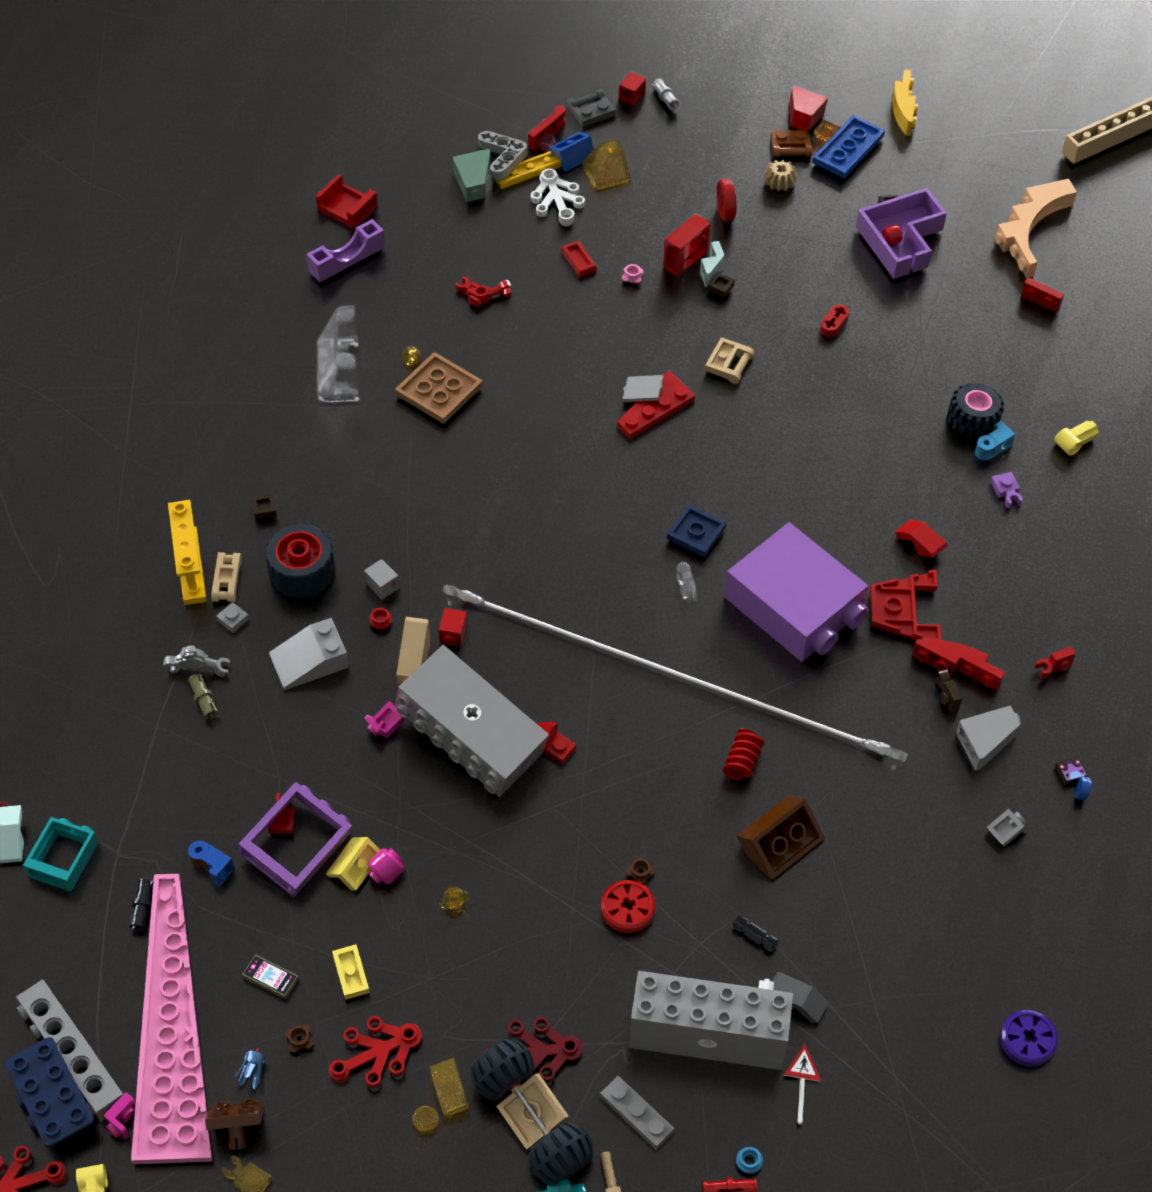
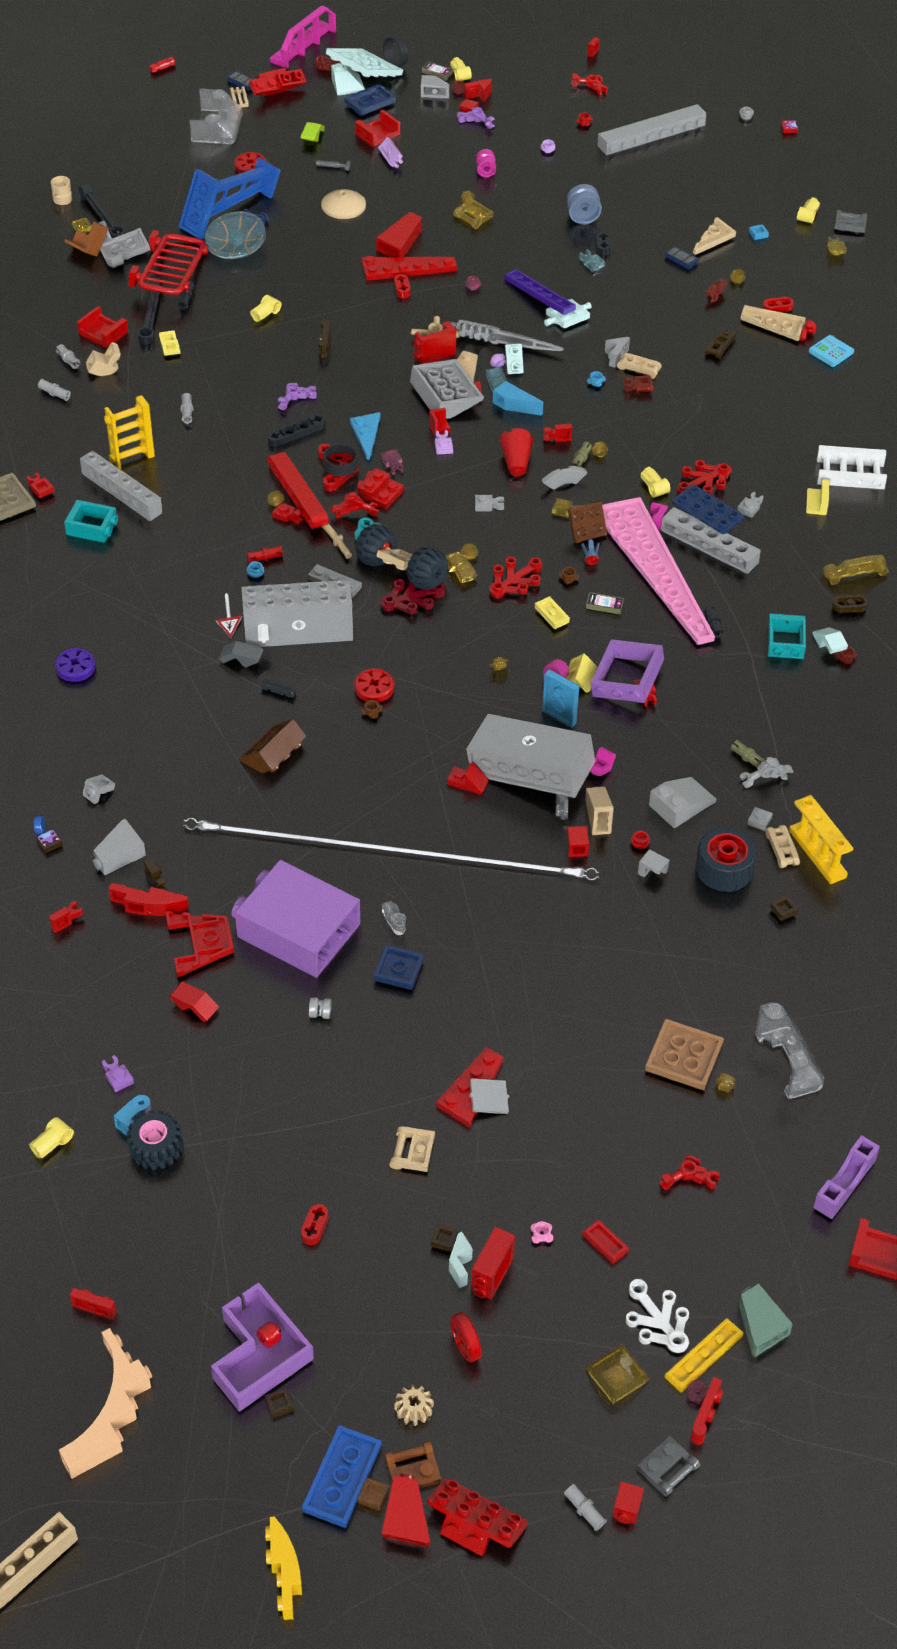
camera: 165 degrees right, 5 degrees down
(212, 860) = (681, 654): blue leg -> none
(402, 794) = (560, 698): none -> dark azure plate
(512, 150) = (733, 1360): light grey beam -> none
(573, 150) = (665, 1381): blue panel -> none
(743, 755) = (313, 792): red piece -> none
(750, 102) = (474, 1519): none -> red bracket
(789, 503) = (324, 1010): none -> light grey wheel

